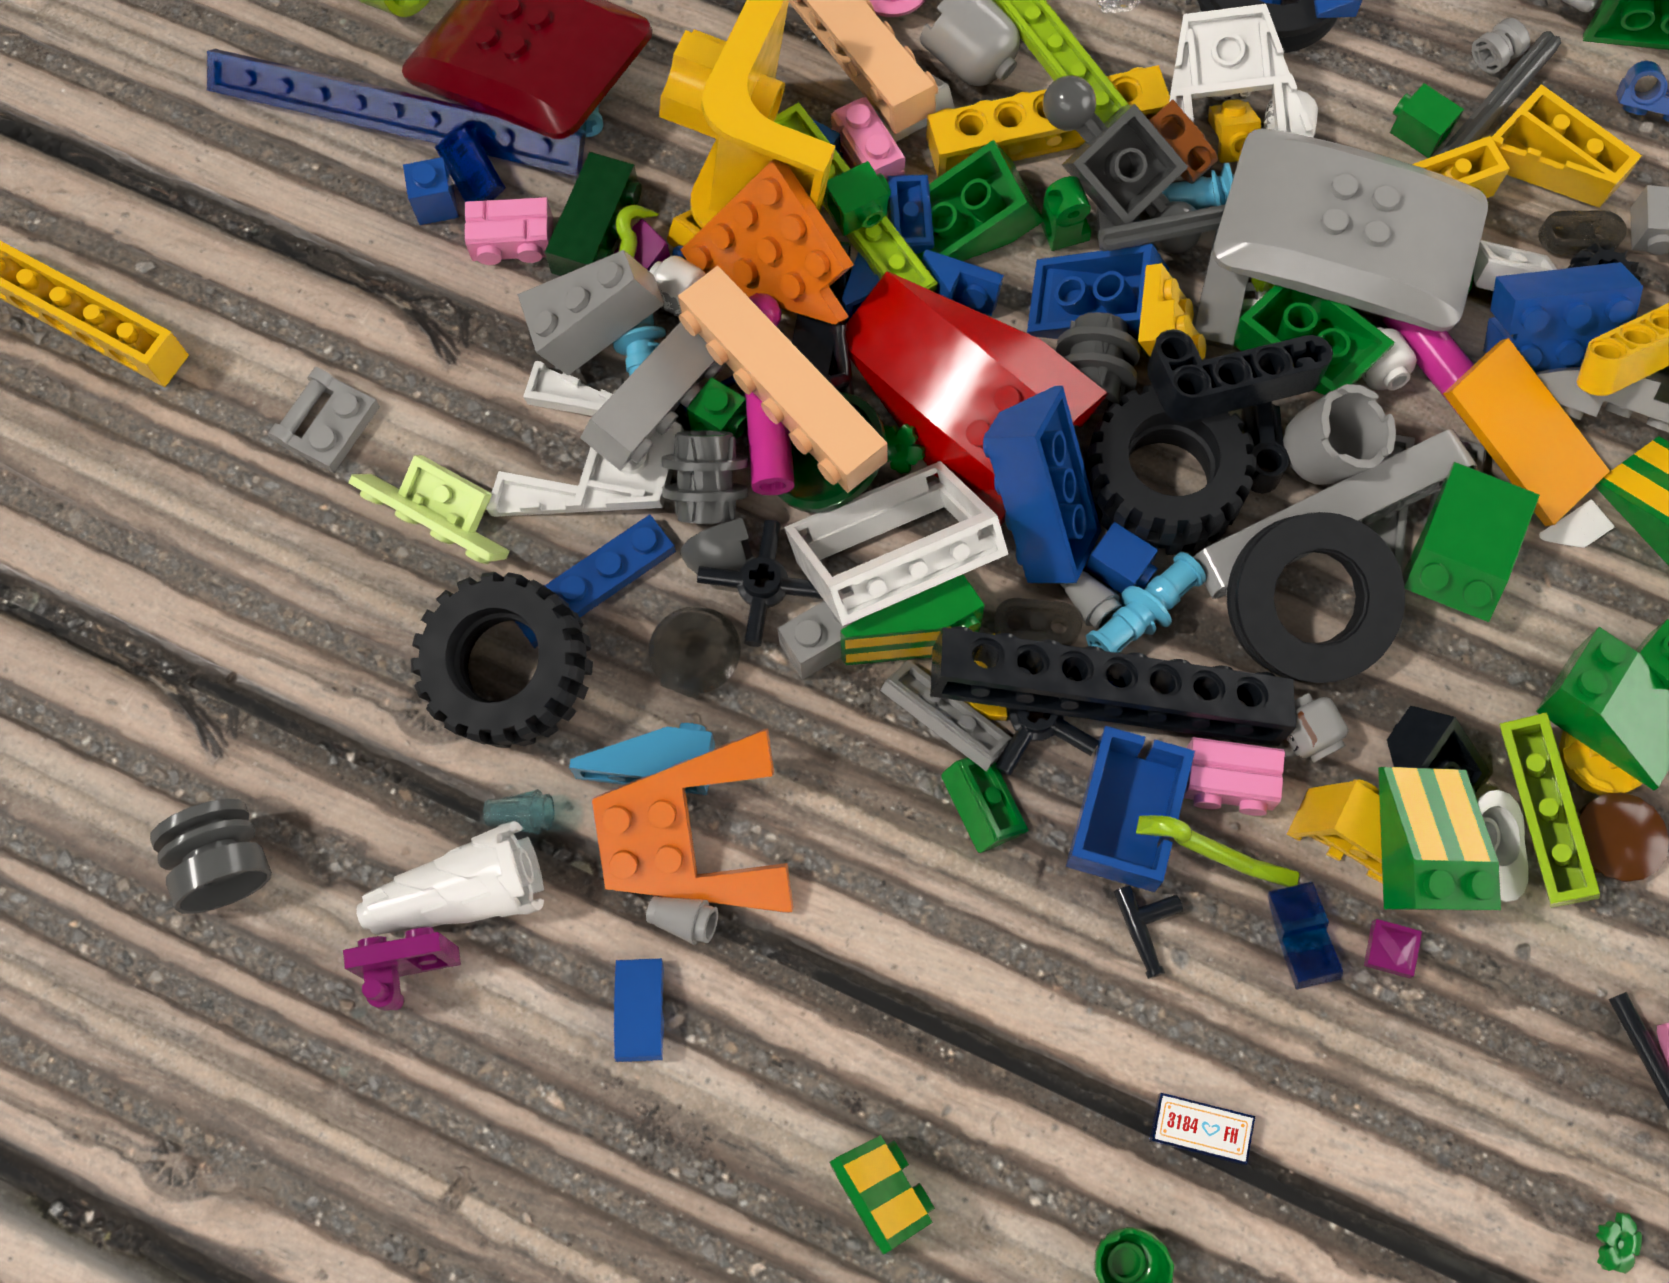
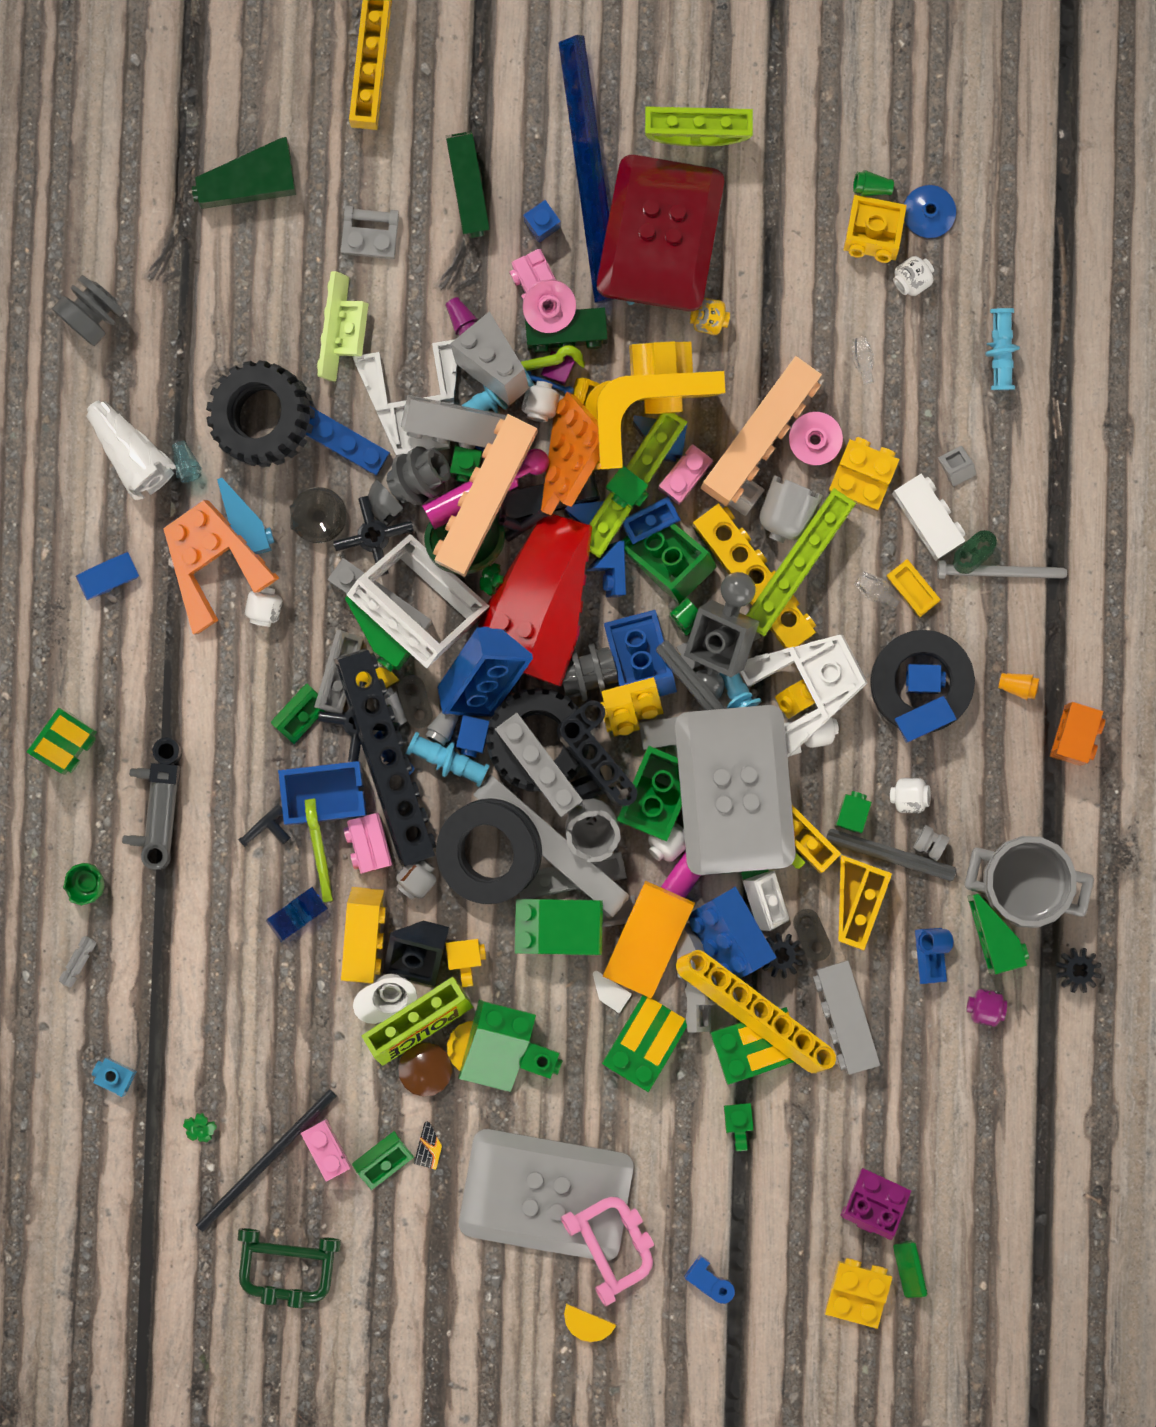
camera: 65 degrees right, 15 degrees up
(152, 547) = (249, 178): none -> dark green slope
(321, 258) = (467, 183): none -> dark green slope
(385, 961) = (72, 431): magenta plate -> none
(469, 165) = (569, 236): clear blue tile -> none
(506, 345) = (460, 315): none -> magenta cone
(556, 195) = (558, 314): none -> bright pink dish
(665, 38) = (710, 317): none -> yellow head
(685, 918) = (165, 578): light grey cone -> none
(798, 783) = (263, 607): none -> white head
(1011, 1057) = (161, 804): none -> dark grey piece
(1185, 140) = (754, 665): dark orange leg -> none
(1202, 1129) = (170, 896): white tile -> none
(1223, 455) = (538, 765): none -> light grey brick
(1393, 948) = (309, 964): magenta tile -> none
(1426, 44) = (910, 795): none -> white head
(1435, 842) = (364, 959): green slope -> none
(1465, 696) = (463, 956): none -> yellow brick

